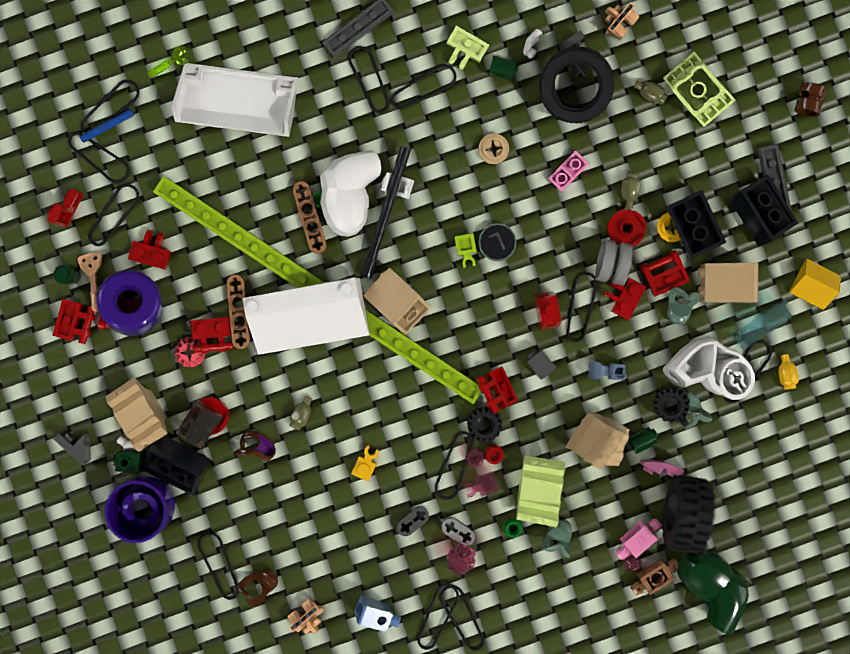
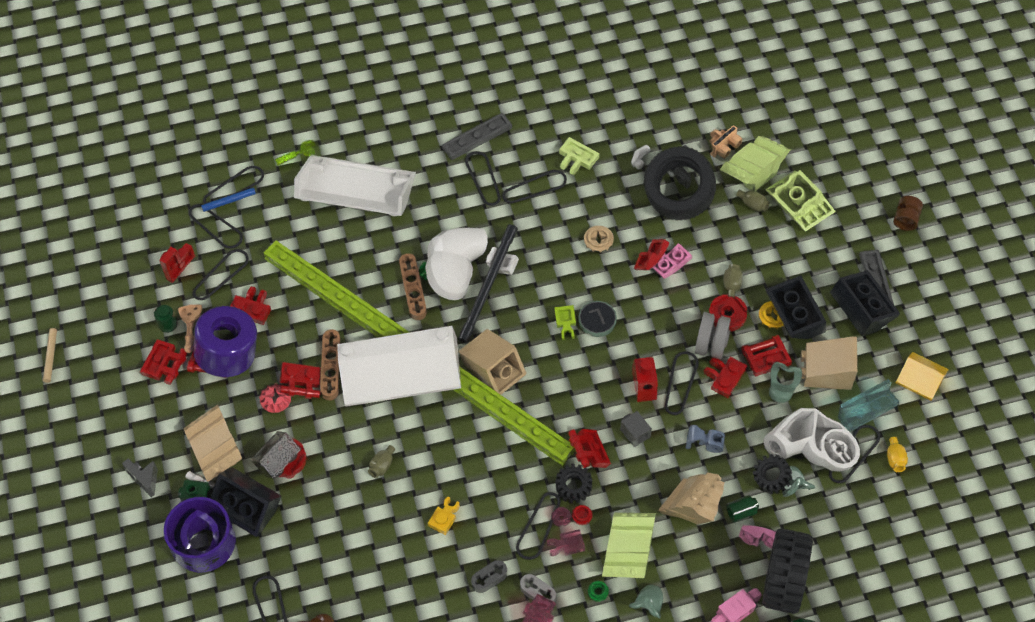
camera: 10 degrees right, 30 degrees down
(264, 450) = (338, 489): reddish brown piece -> none
(503, 68) = (611, 172): dark green brick -> none
(548, 170) = (650, 258): none -> red slope
(654, 47) = (756, 162): none -> yellowish green slope

